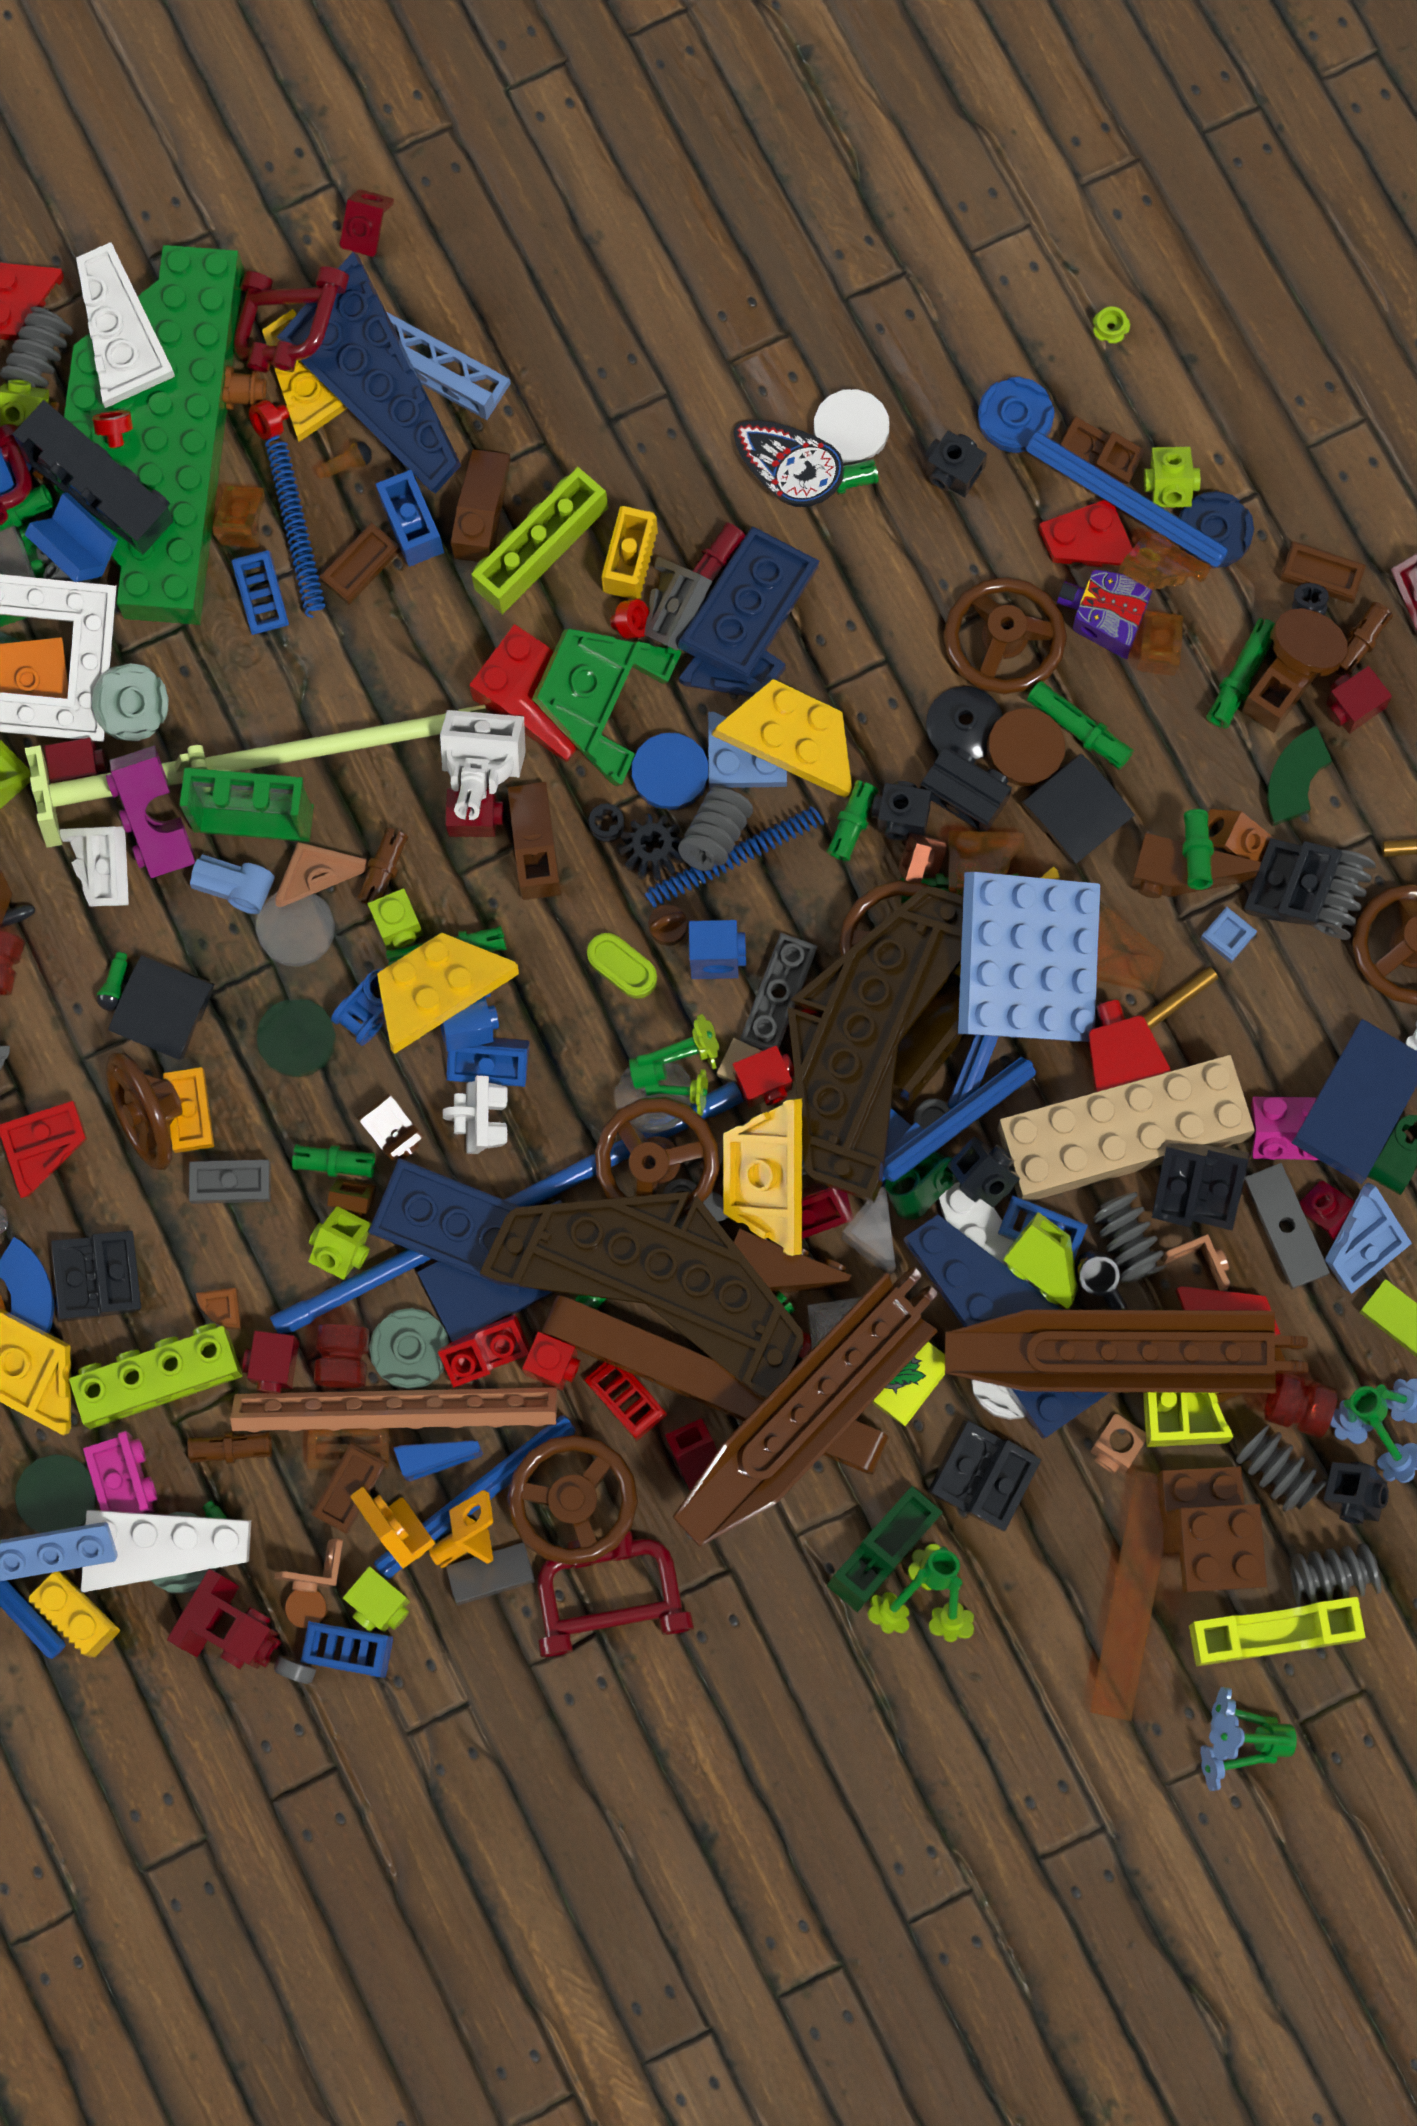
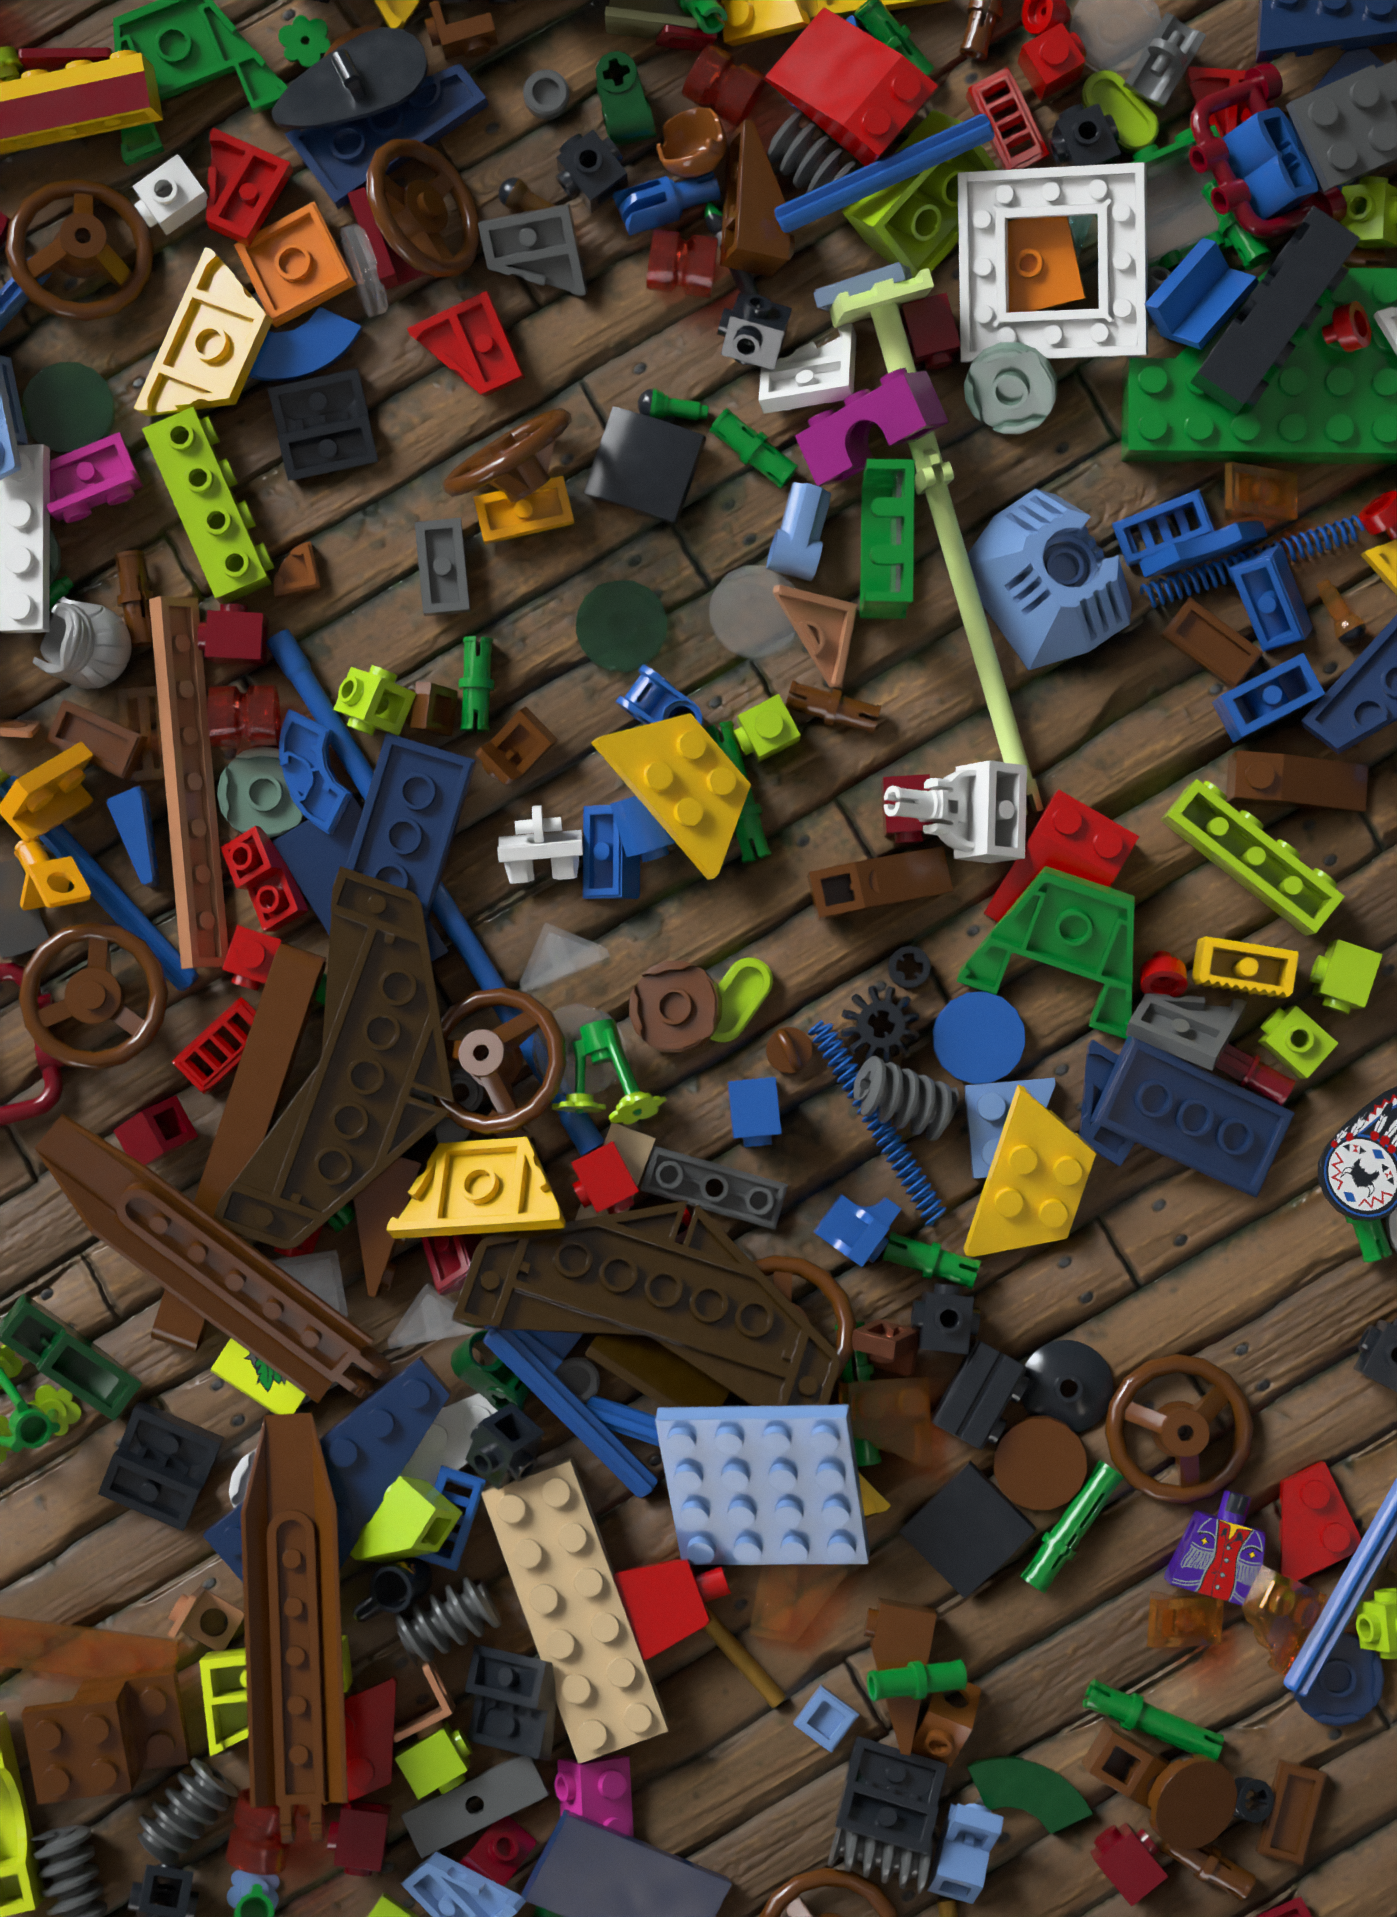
camera: 80 degrees right, 10 degrees up
(29, 812) = (826, 295): none -> sand blue tile
(57, 905) = (754, 330): none -> black brick
(157, 917) = (753, 448): none -> green pin
(265, 1489) = (85, 644): none -> light grey hair
(280, 561) = (1203, 548): none -> blue tile
(294, 684) = (1048, 580): none -> medium blue helmet
(328, 512) = (1272, 599): none -> blue slope
(395, 1304) = (309, 773): none -> blue tile
(571, 1106) = (559, 956): none -> clear slope
(623, 1013) = (675, 1007): none -> reddish brown tile
(643, 477) = (1344, 975): none -> lime brick
(693, 519) = (1296, 1041): none -> lime brick
(823, 877) = (858, 1229): none -> blue brick
(1248, 1256) = (435, 1761): none -> lime brick
(1311, 1319) = (360, 1837): none -> dark red brick
(1341, 826) = (964, 1851): none -> medium blue brick

